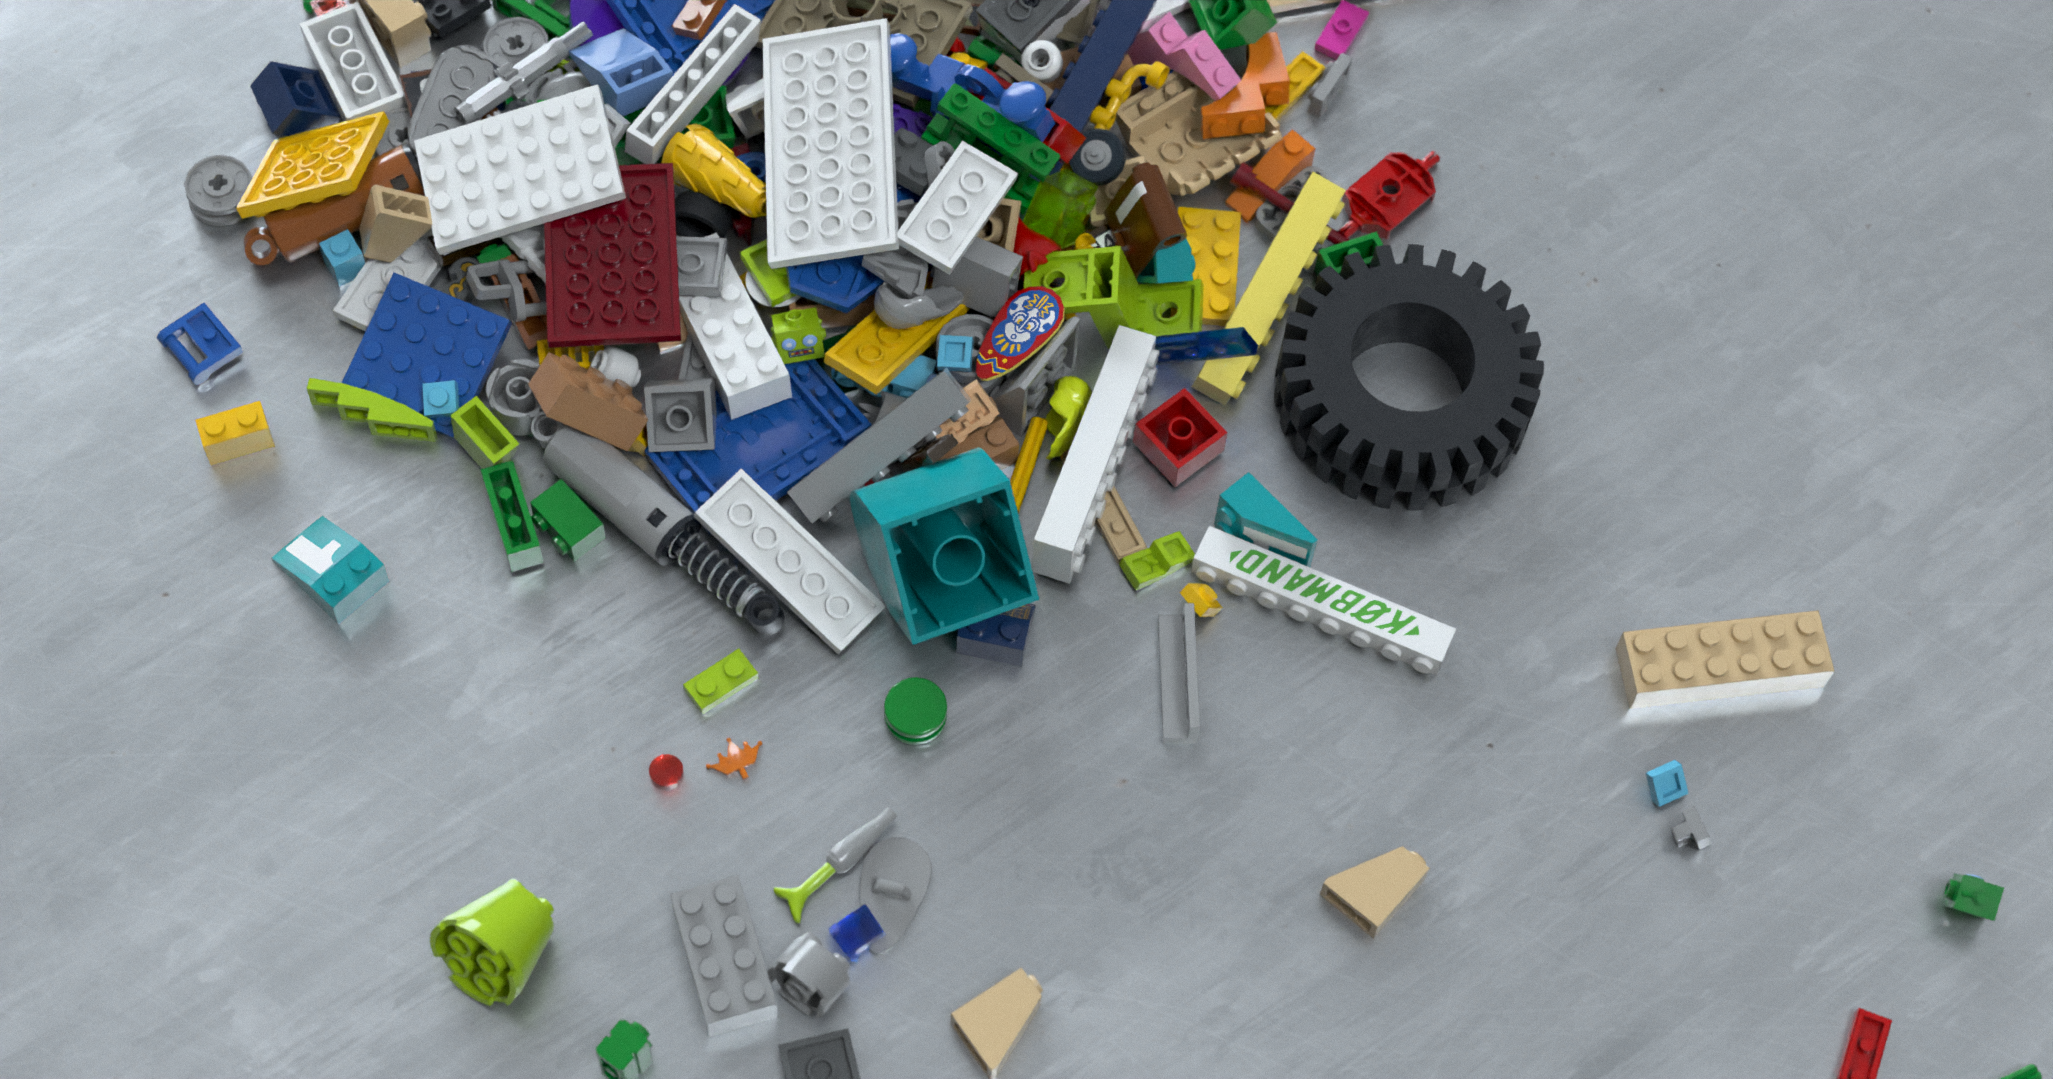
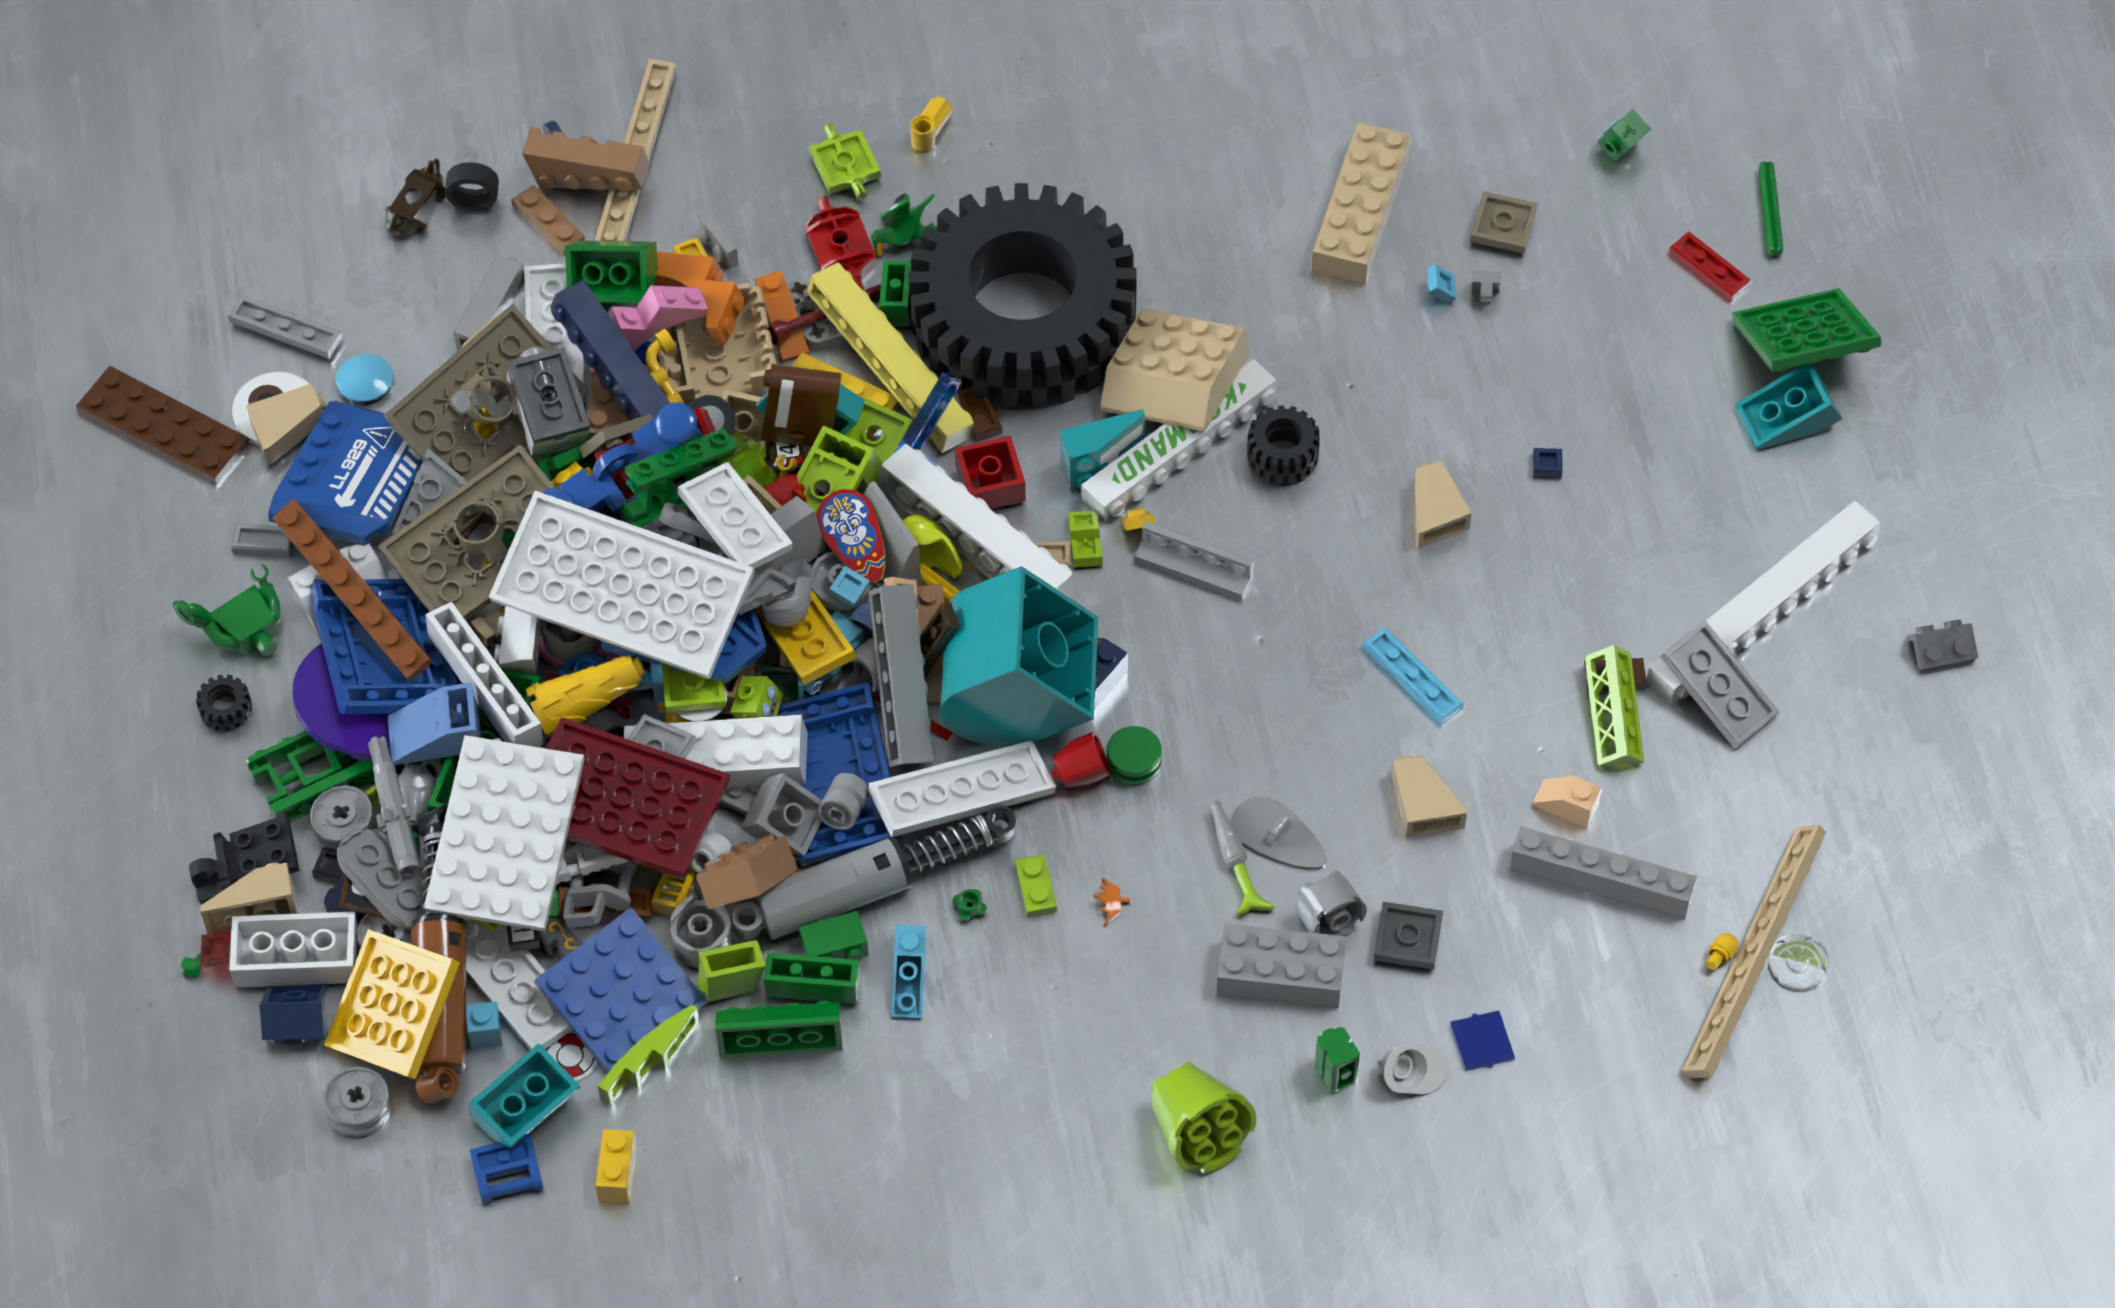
camera: 60 degrees left, 5 degrees down
(272, 320) = (522, 1097): none -> teal slope
(332, 568) = (783, 1136): teal slope -> none
(340, 346) = (573, 1056): none -> sticker
(393, 222) = (493, 958): tan slope -> none
(440, 398) = (674, 991): medium azure plate -> none
(445, 509) = (779, 1029): none -> green slope
(569, 600) = (909, 970): none -> medium azure slope
(666, 772) = (1097, 954): clear red tile -> none
(667, 619) = (969, 896): none -> green plate
(716, 457) = (843, 801): none -> light grey wheel
(857, 932) = (1302, 867): clear blue tile -> none
(872, 657) = (1081, 762): none -> red helmet
(1044, 51) = (603, 414): white head -> none
(1152, 952) = (1413, 676): none -> medium azure tile
(1255, 402) = (982, 414): none -> reddish brown tile
(1341, 30) = (666, 212): dark pink plate -> none
(1374, 679) = (1285, 426): none -> black tyre
(1396, 556) = (1174, 369): none -> tan slope
(1440, 232) = (903, 222): none -> green animal
(1489, 156) = (844, 161): none -> lime plate
(1499, 986) = (1547, 463): none -> dark blue tile
(1579, 212) = (928, 124): none -> yellow piece
(1787, 817) = (1504, 222): none -> dark tan plate

